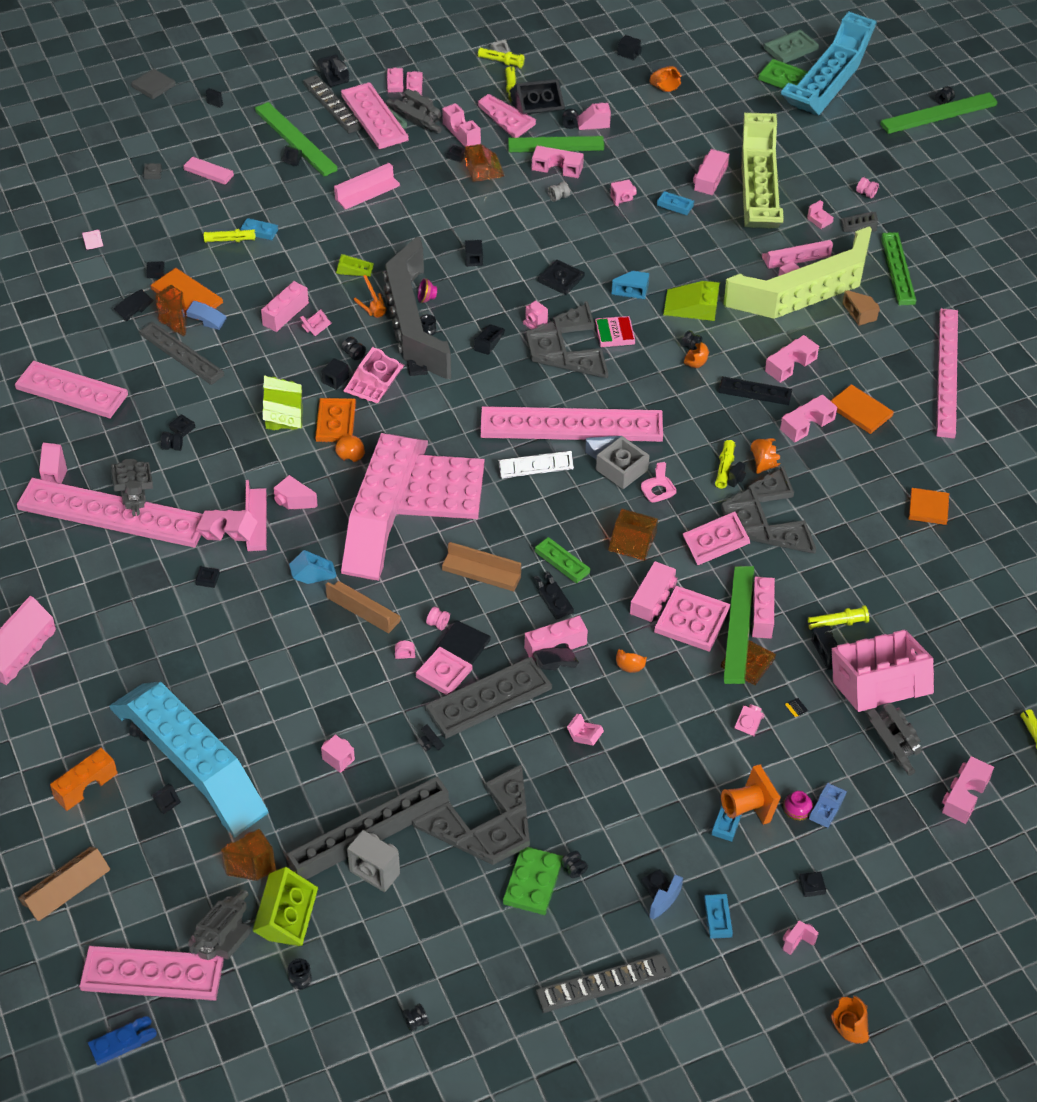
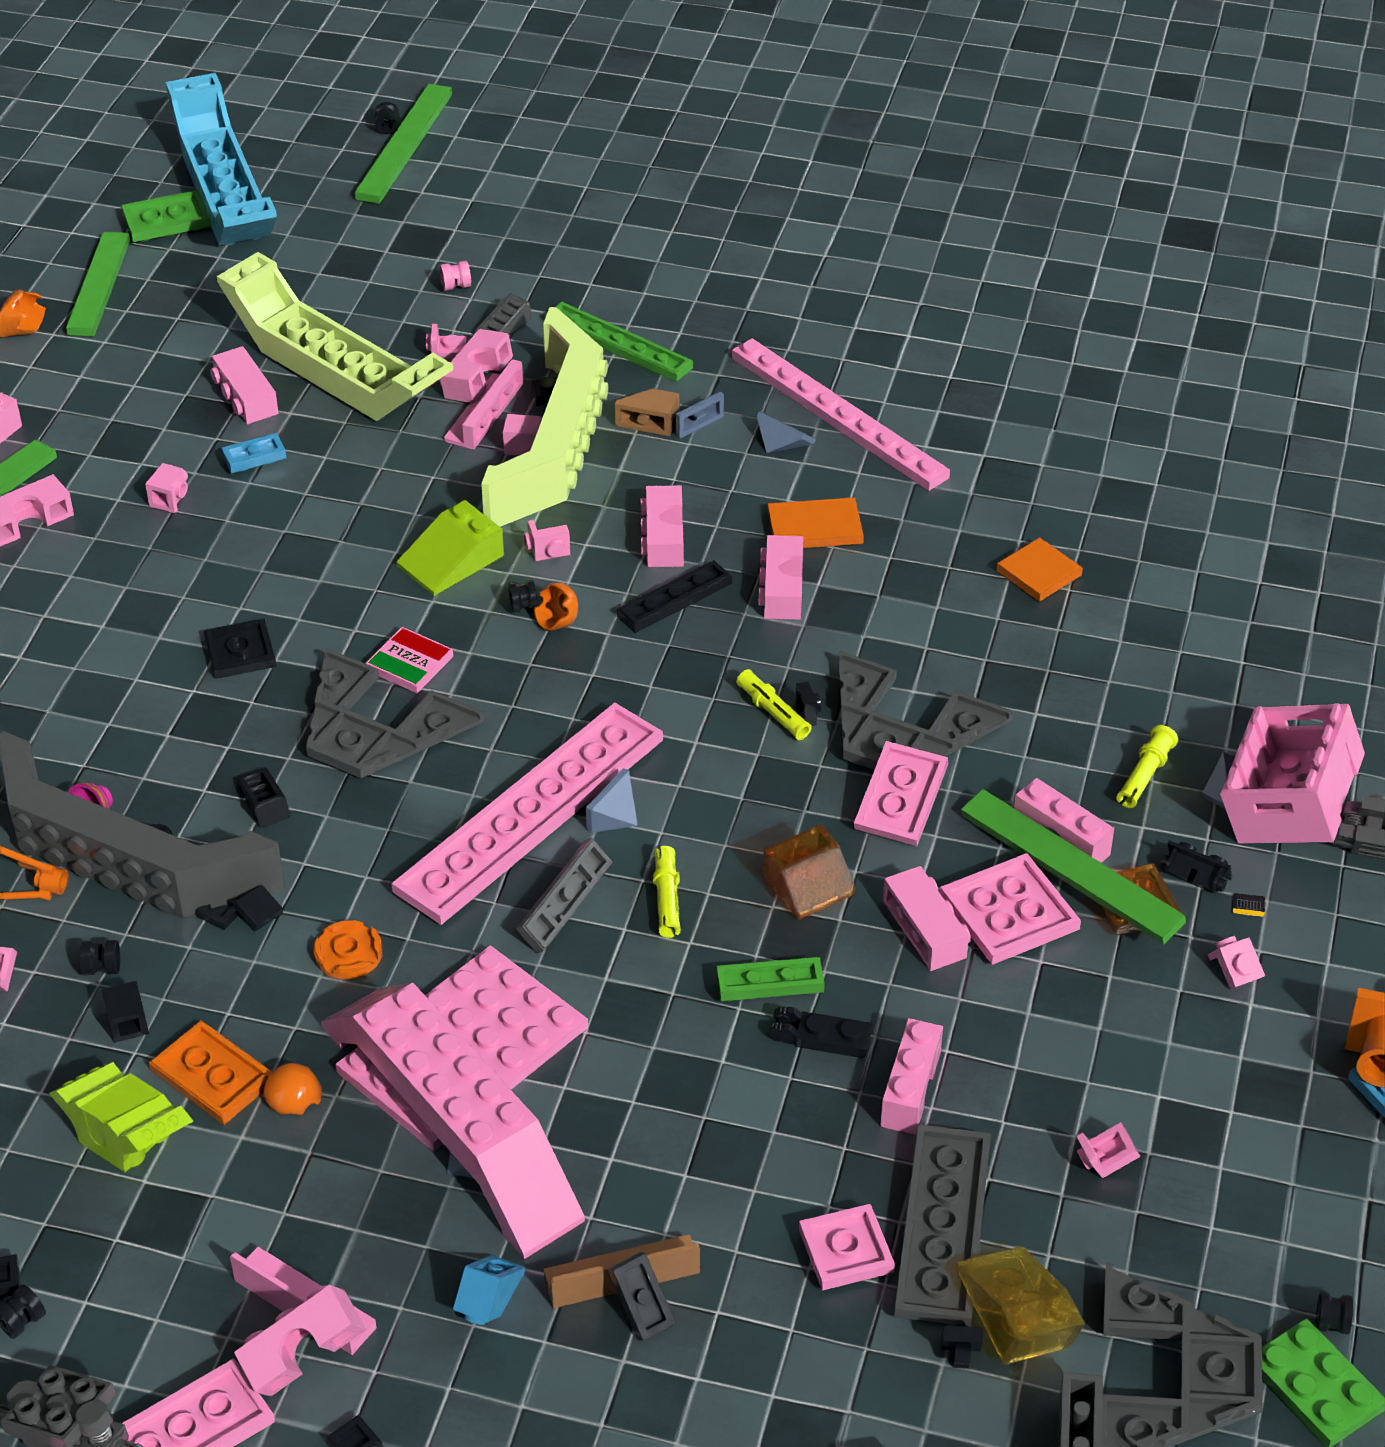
camera: 50 degrees left, 5 degrees down
(294, 494) = (315, 1215): bright pink slope -> none
(349, 617) = (641, 1296): none -> black plate
(374, 376) = (188, 968): bright pink slope -> none
(404, 649) = (761, 1270): bright pink tile -> none
(428, 376) = (258, 907): none -> black tile
(437, 418) = (348, 950): none -> orange tile
(438, 618) = (741, 1190): bright pink wheel -> none
(464, 641) = (809, 1188): black tile -> none
(467, 745) = (1020, 1304): none -> clear yellow slope
(473, 253) = (82, 705): black brick -> none
(482, 566) = (692, 1077): medium nougat panel -> none
(535, 315) = (288, 718): bright pink brick -> none
(554, 657) = (948, 1099): black slope -> none
(560, 191) = (81, 546): light grey wheel -> none
(580, 492) = (666, 881): none -> neon yellow pin
(622, 462) = (668, 800): light grey brick -> none
(630, 662) = (1029, 1020): orange hair -> none
(631, 285) = (352, 586): dark azure slope -> none
(659, 480) = (739, 784): bright pink piece -> none
(719, 88) = (98, 284): none -> bright green tile
(734, 328) = (547, 542): none -> bright pink bracket
(765, 454) = (802, 655): orange hair -> none
(791, 46) = (119, 177): sand green plate -> none
(797, 679) = (1185, 859): none -> black hinge
(824, 643) = (1184, 810): black hinge -> none
(825, 229) = (482, 353): none -> bright pink arch
(880, 325) = (699, 414): none -> sand blue slope
(906, 360) = (780, 436): none -> sand blue slope

